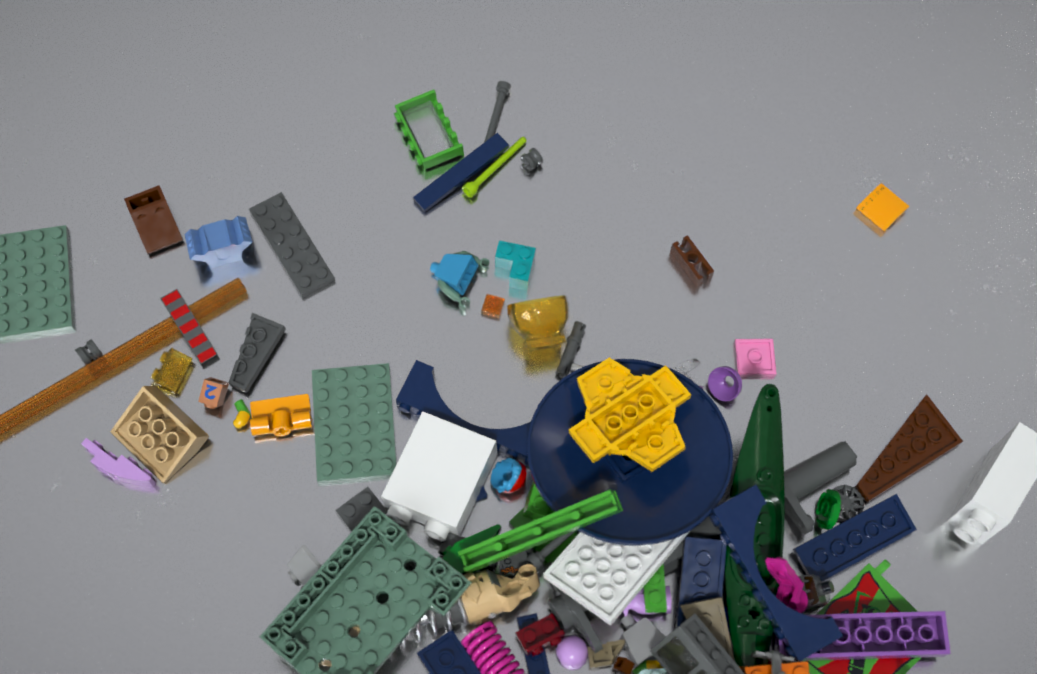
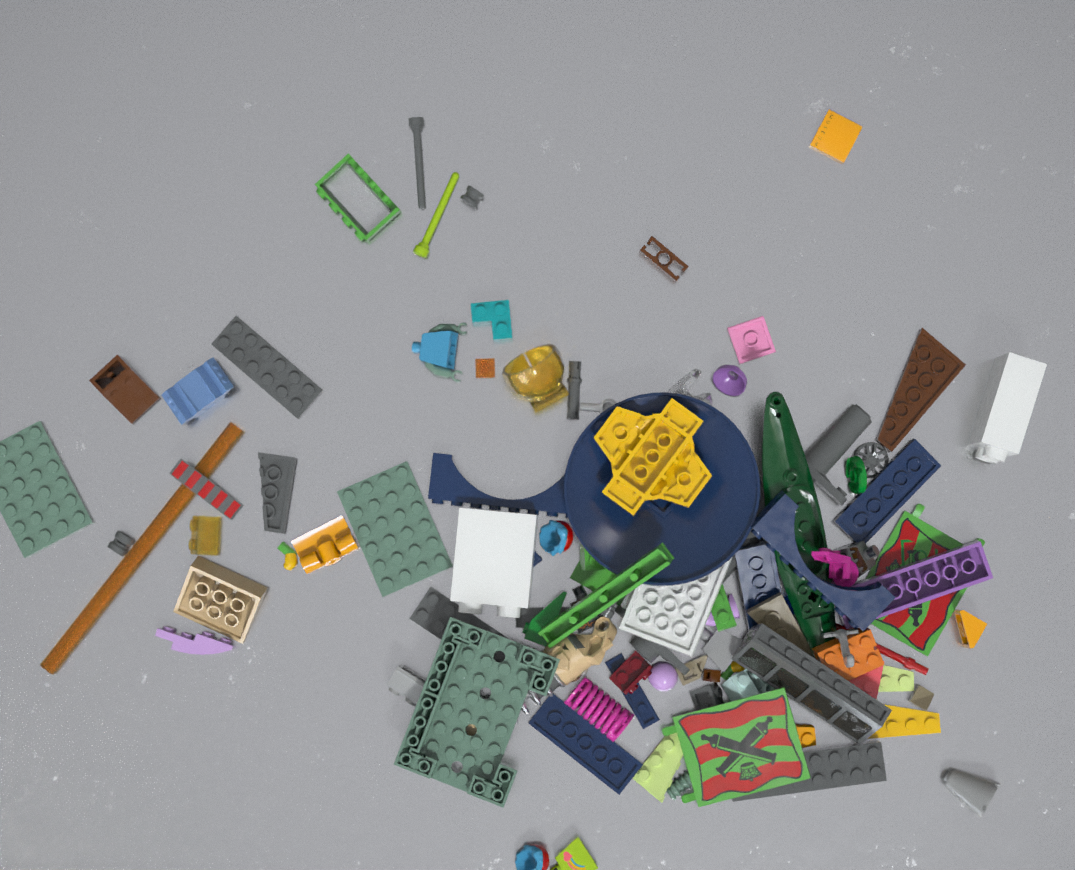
camera: 15 degrees left, 20 degrees up
(213, 392) = (255, 545): nougat brick -> none
(461, 172) = (406, 234): dark blue tile -> none

